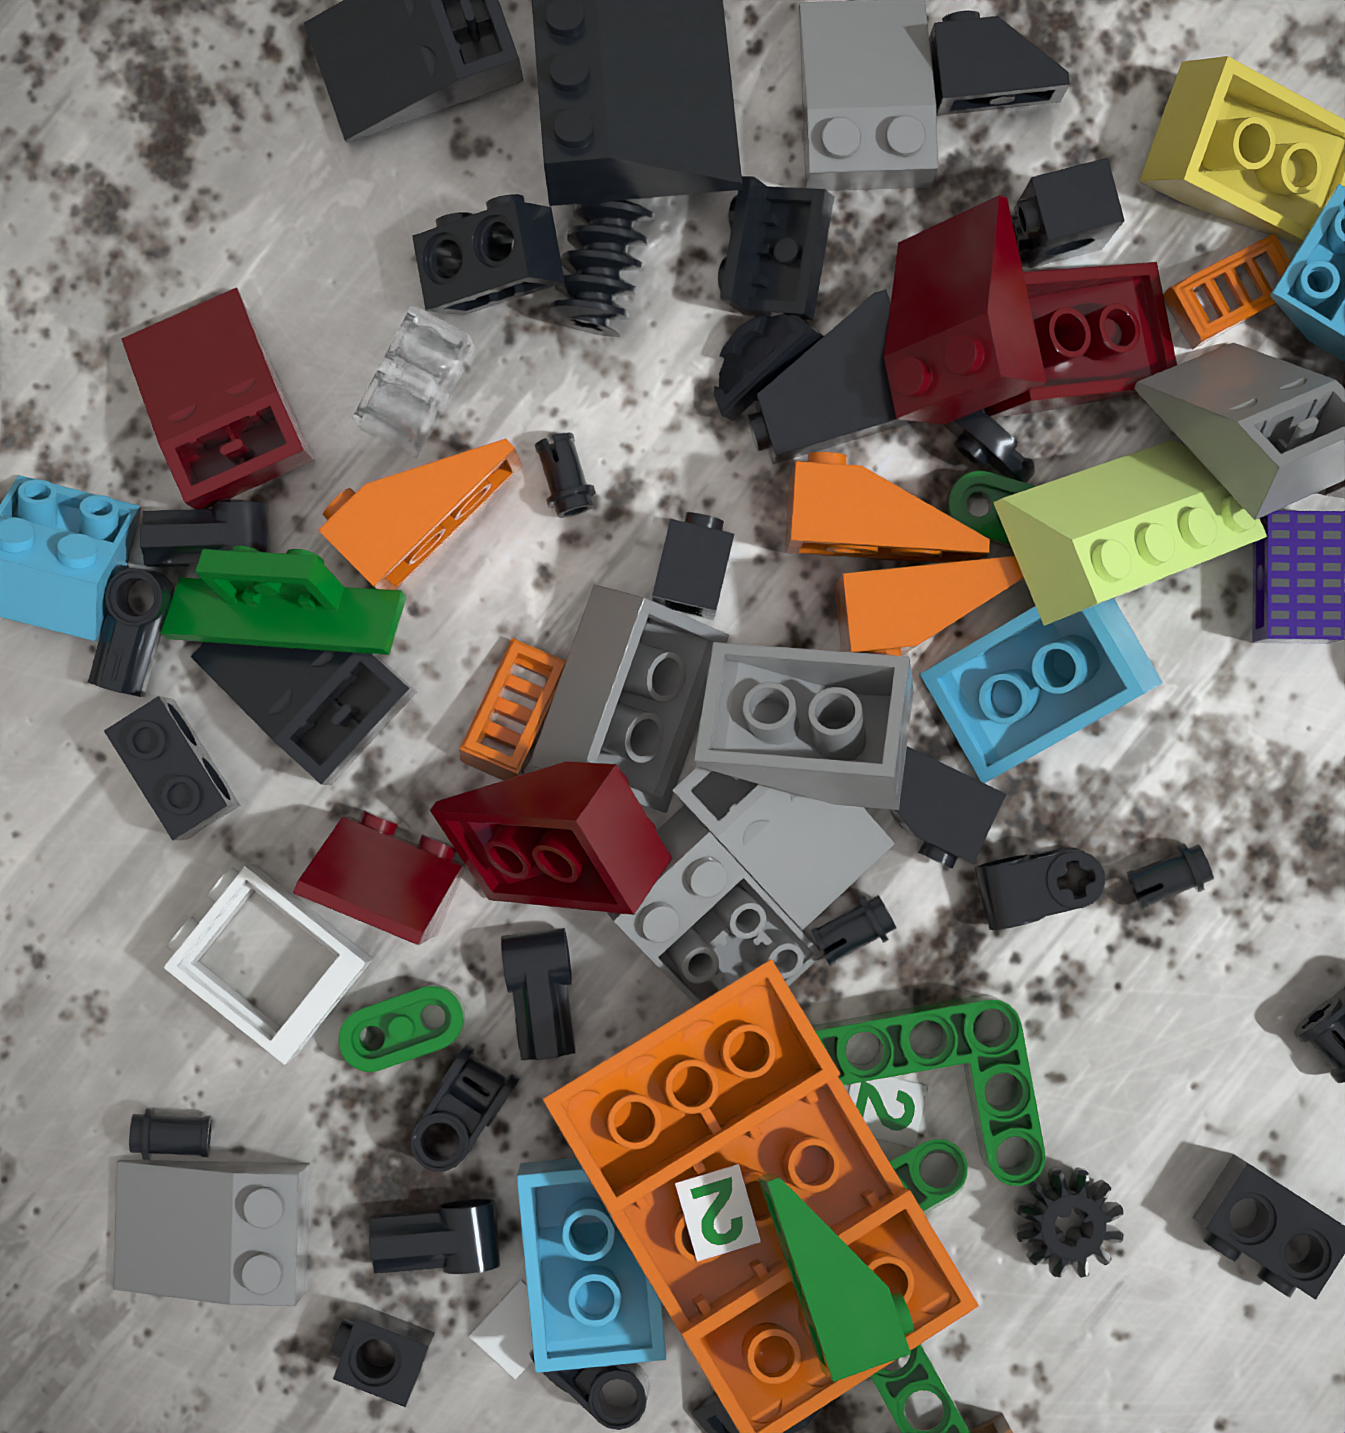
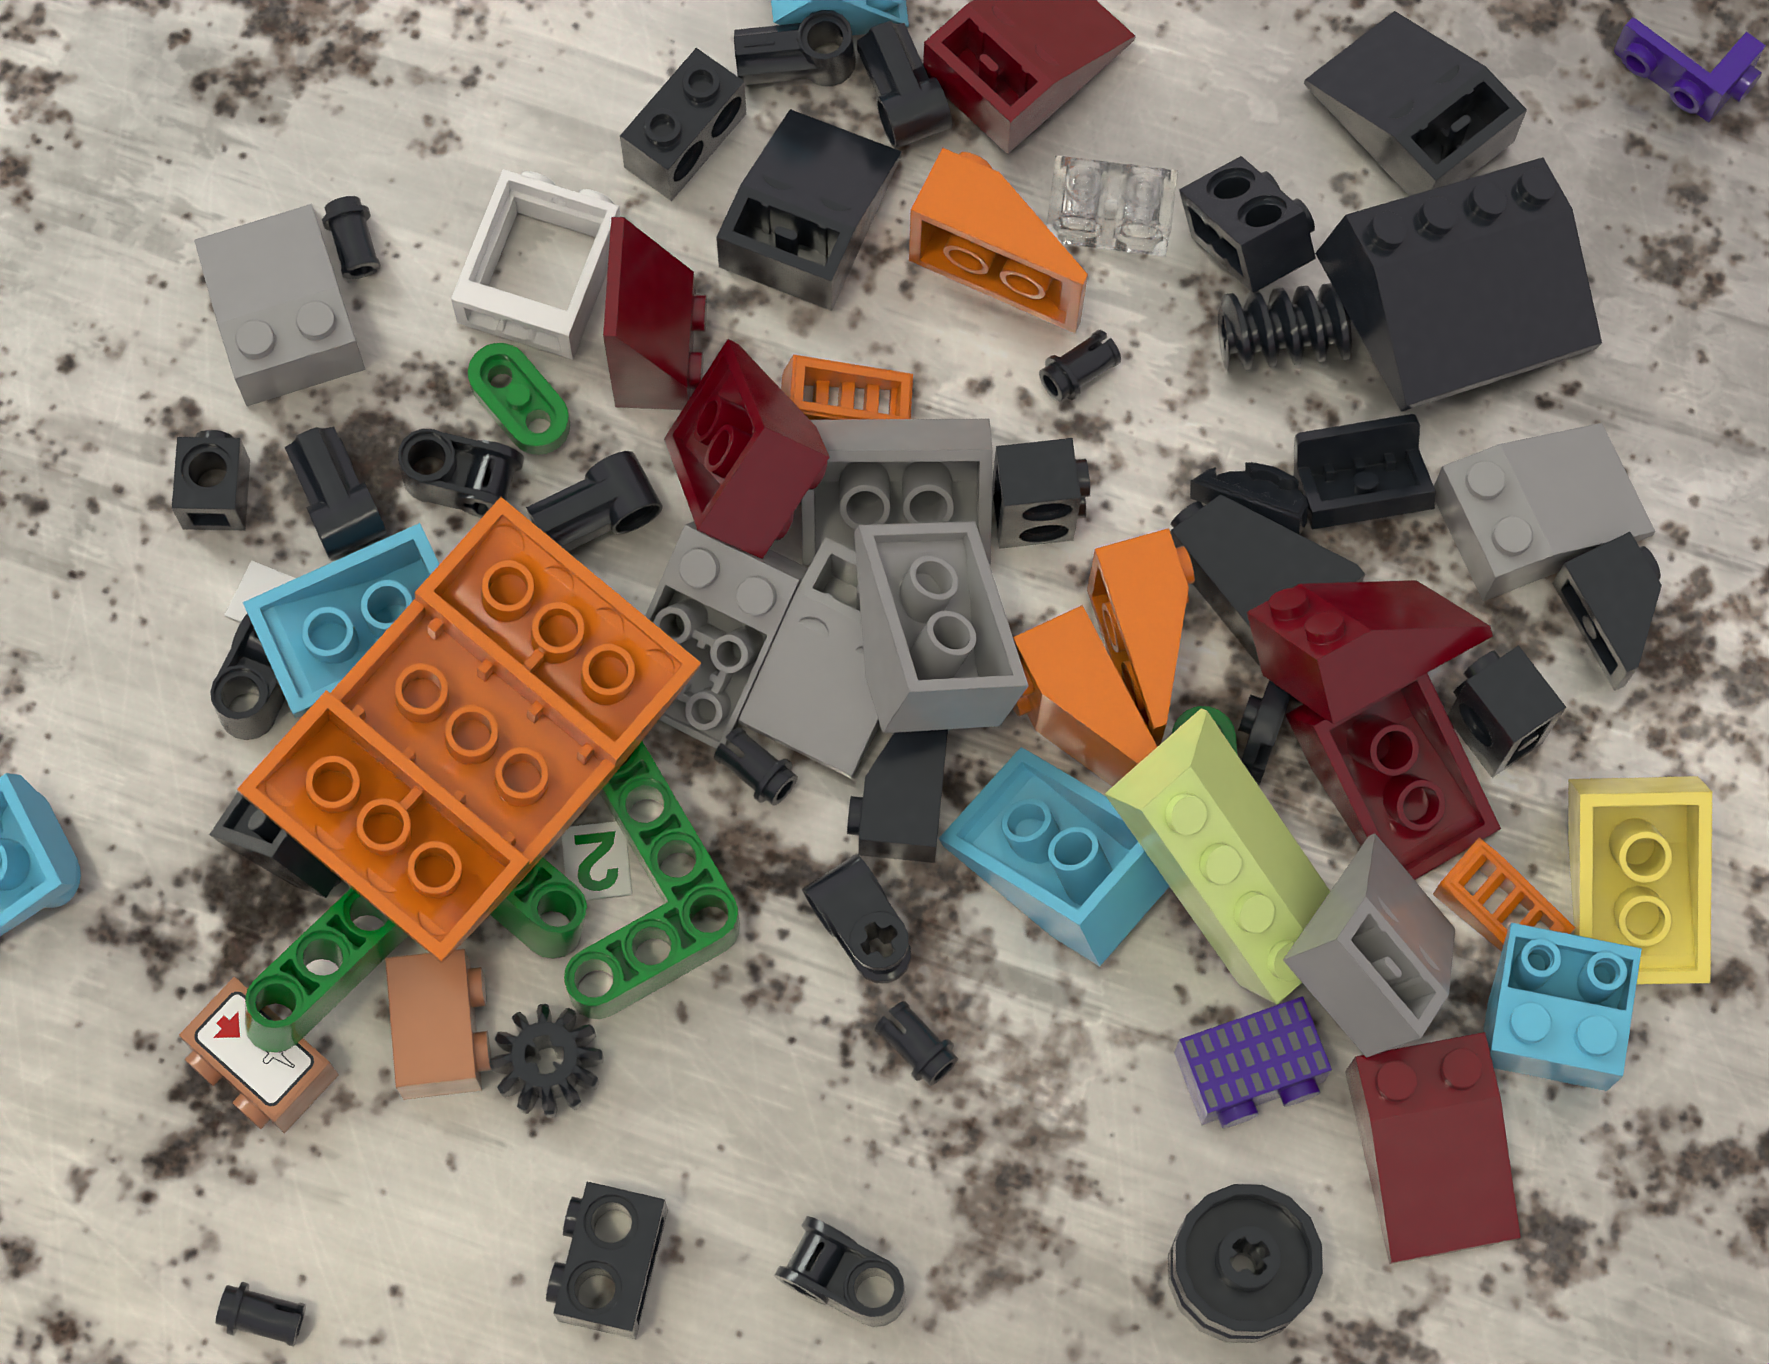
camera: 70 degrees right, 15 degrees down
(280, 603) = (866, 151): green bracket -> none
(717, 1212) = (448, 696): white sticker -> none
(844, 1303) = (409, 812): green slope -> none
(1017, 1317) = (436, 1024): none -> nougat brick

